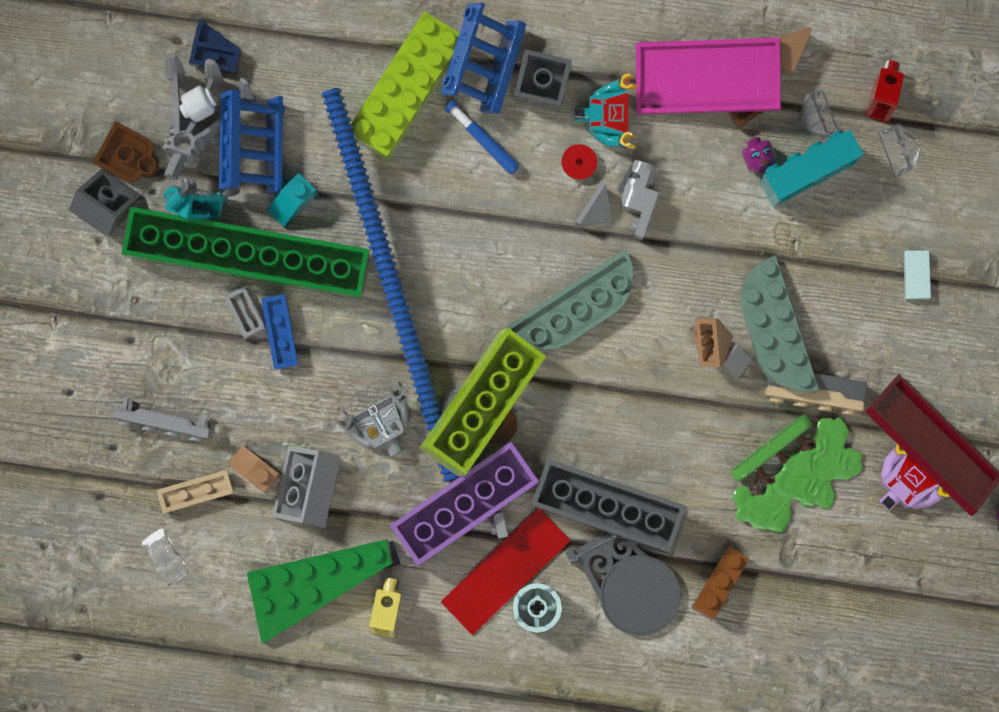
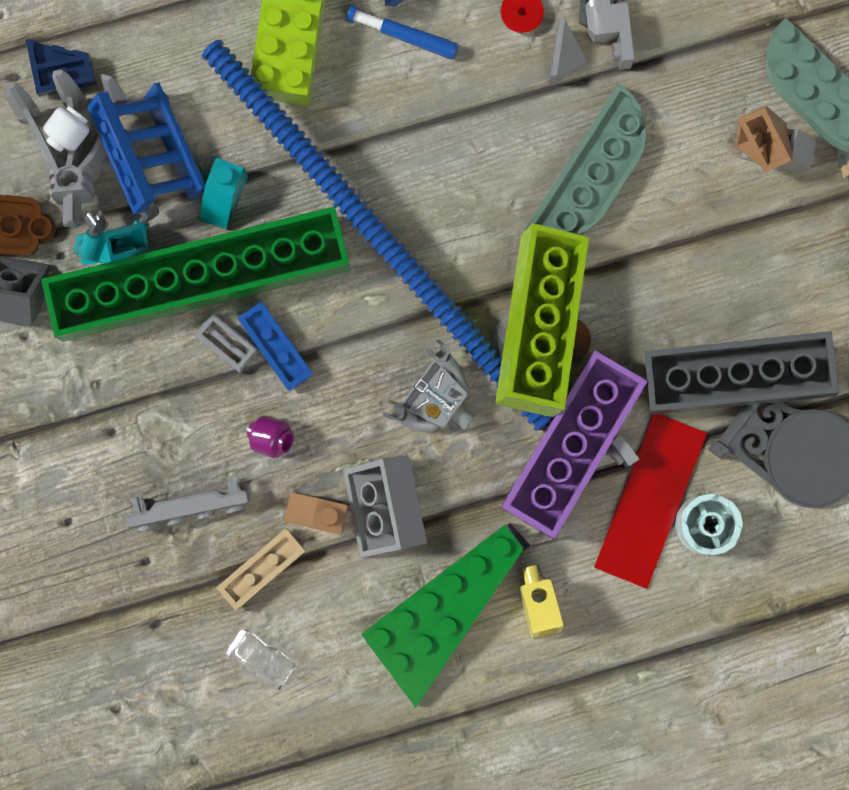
camera: 25 degrees left, 0 degrees up
(245, 397) = (270, 436): none -> magenta head

